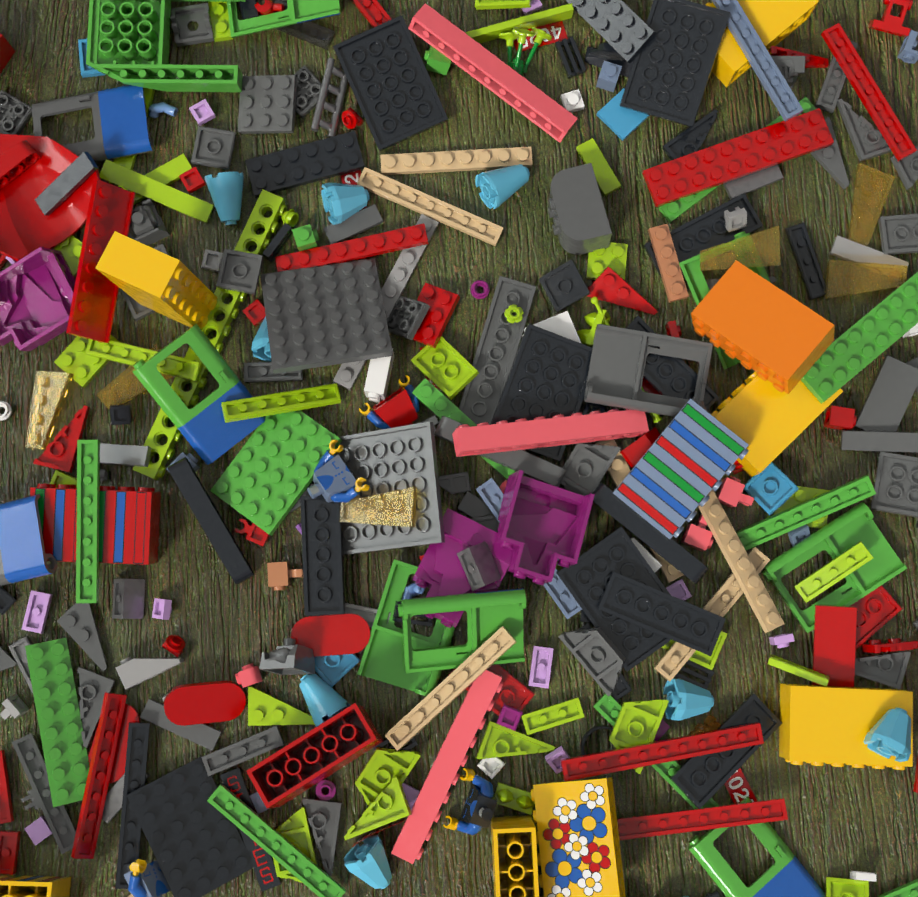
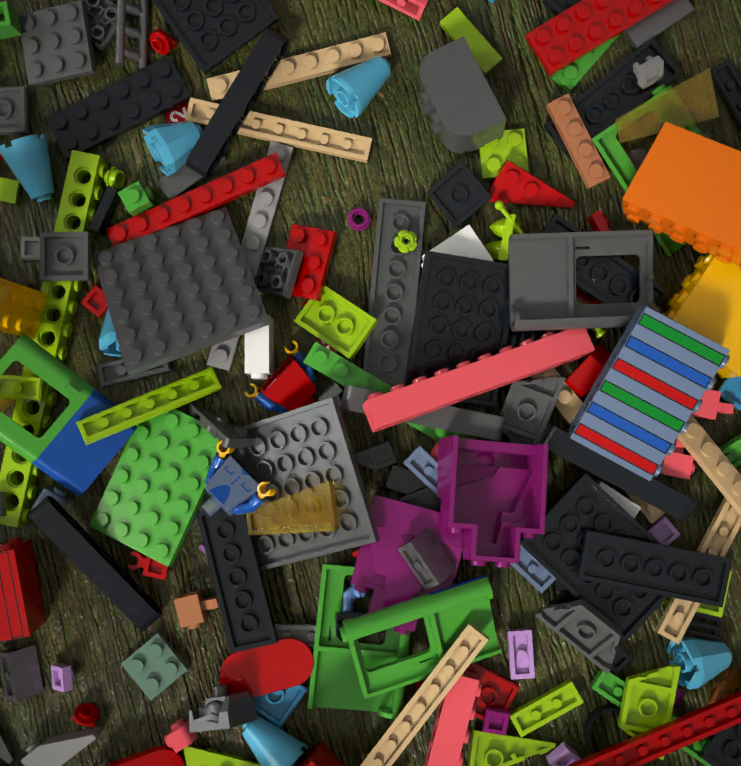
camera: 10 degrees left, 5 degrees up
(239, 616) = (155, 666): none -> sand green plate
(335, 431) = (220, 428): none -> dark grey wing
(401, 178) = (237, 102): none -> black beam

